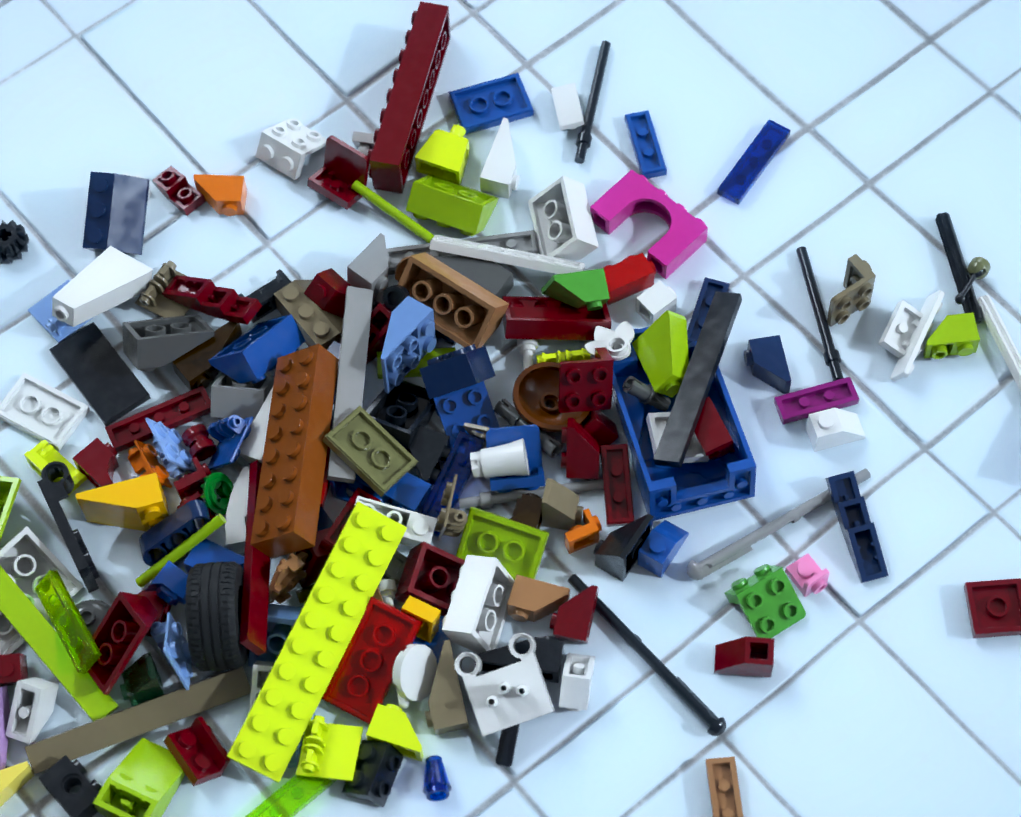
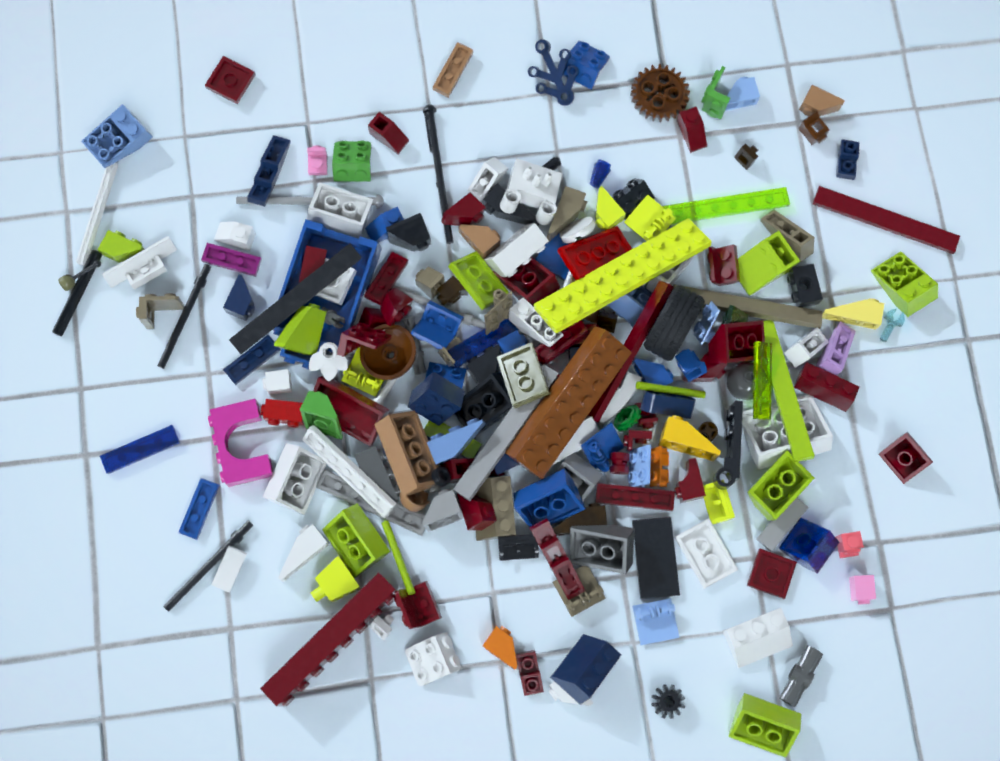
camera: 155 degrees left, 15 degrees up
(101, 286) = (624, 611): white slope -> none
(107, 532) = (709, 429): none -> dark brown wheel
(287, 577) = (620, 329): medium nougat piece -> none
(427, 614) = (555, 260): yellow piece -> none
(489, 102) = (276, 609): blue tile -> none
(500, 460) = (447, 326): white plant -> none
(583, 536) = (426, 259): orange bracket -> none
(732, 524) = (339, 210): none -> white slope

